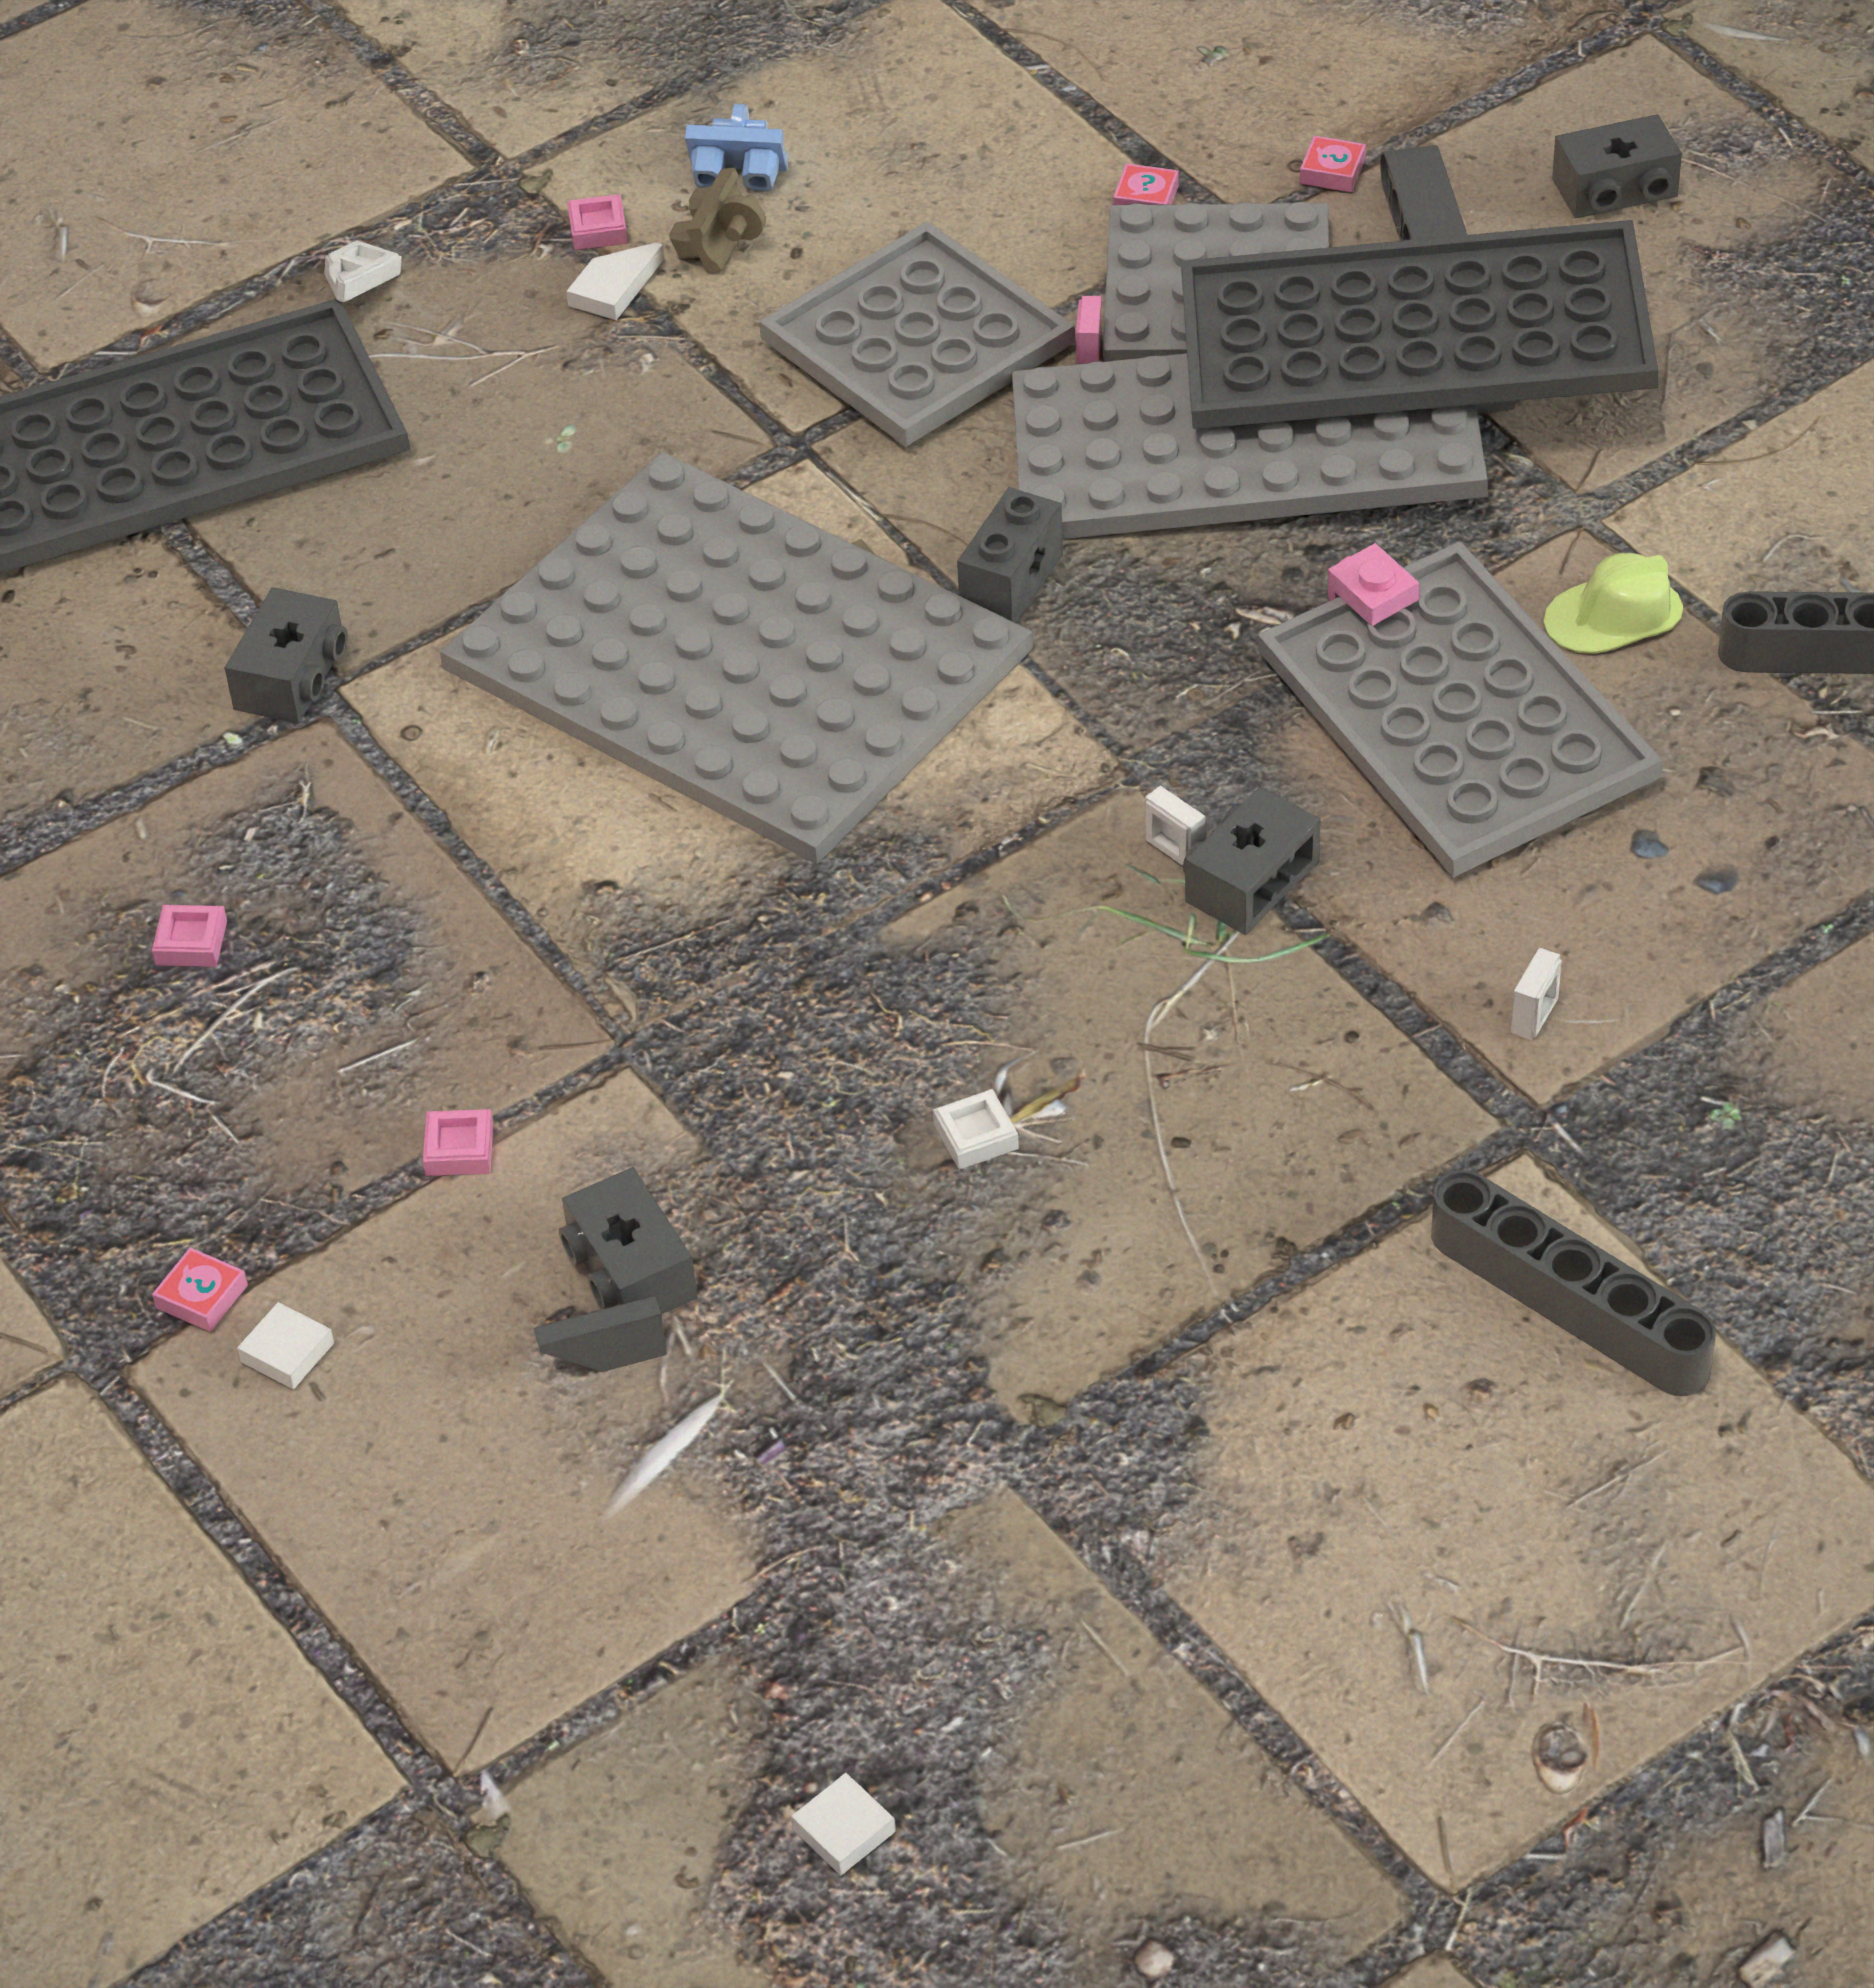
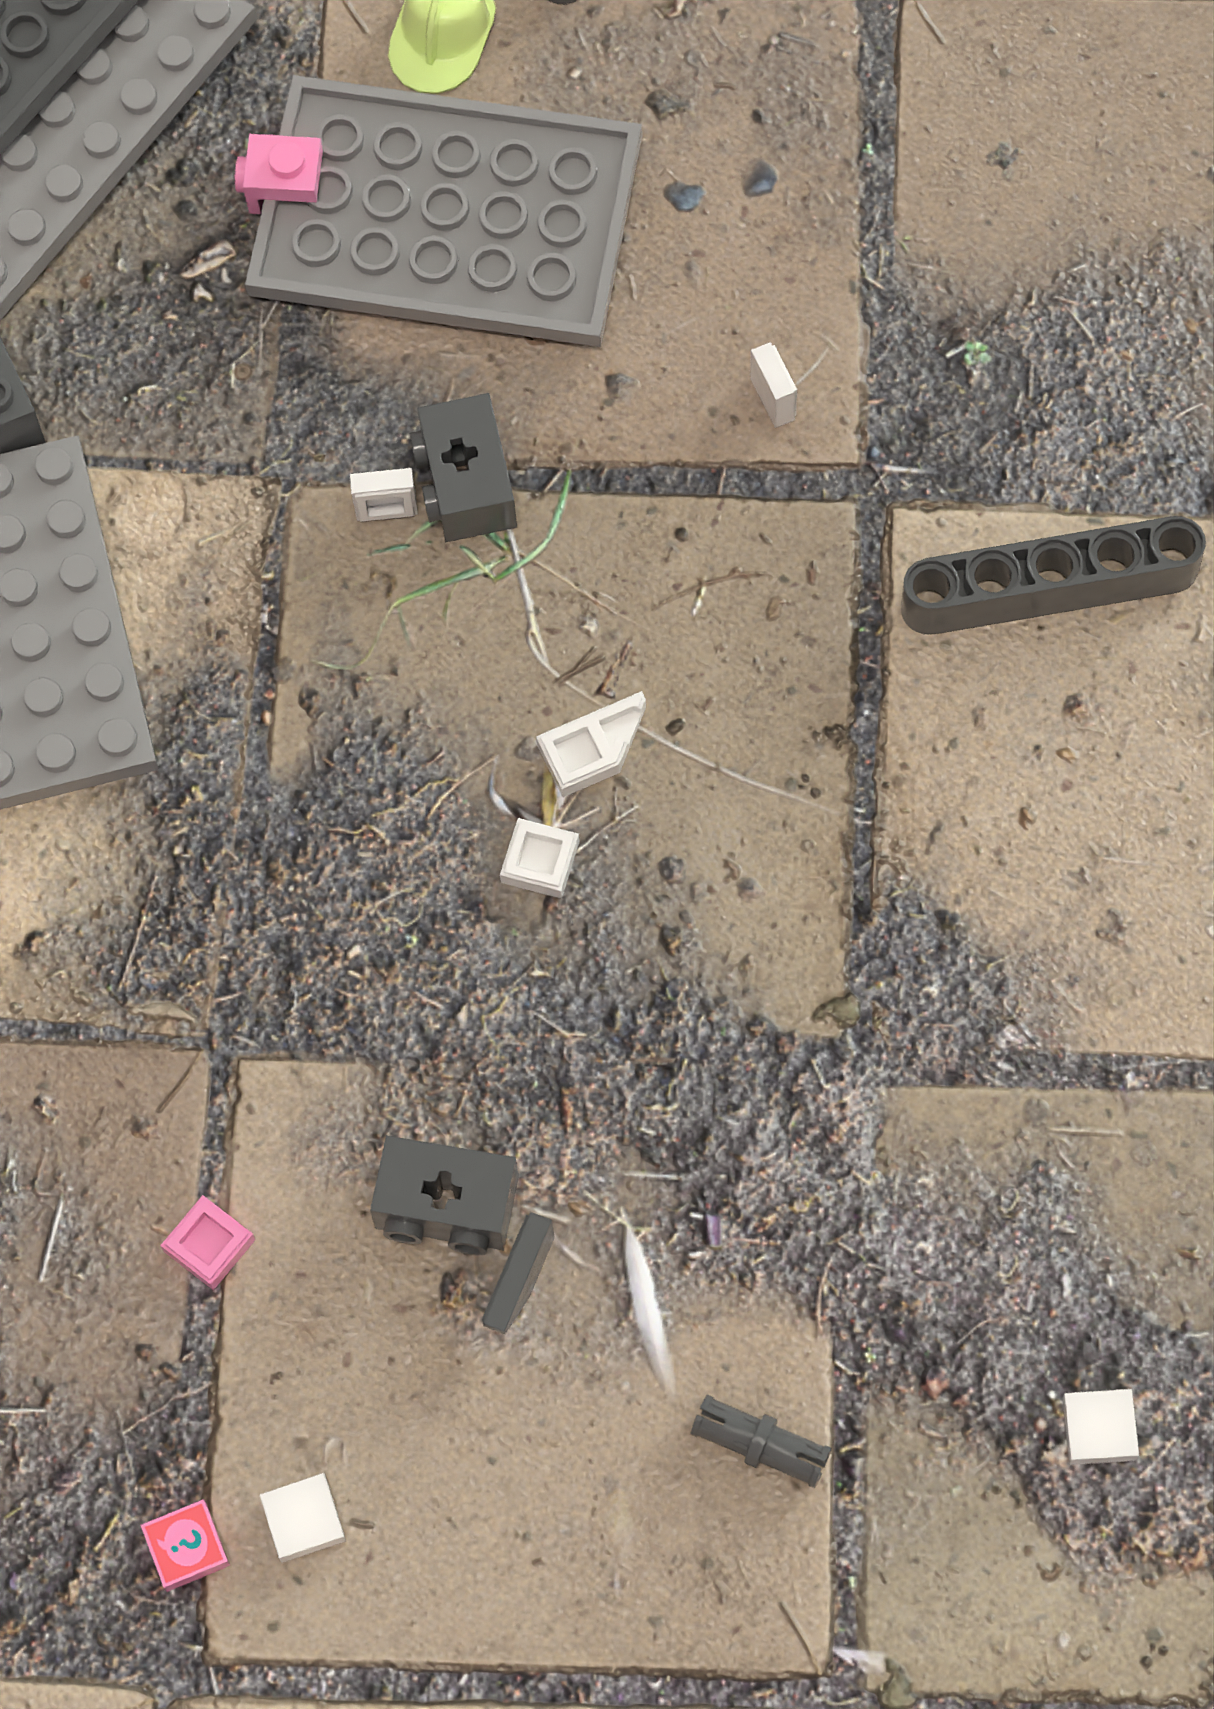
camera: 50 degrees left, 20 degrees up
(613, 1593) = (761, 1441): none -> dark grey pin
(1108, 1098) = (591, 745): none -> white tile

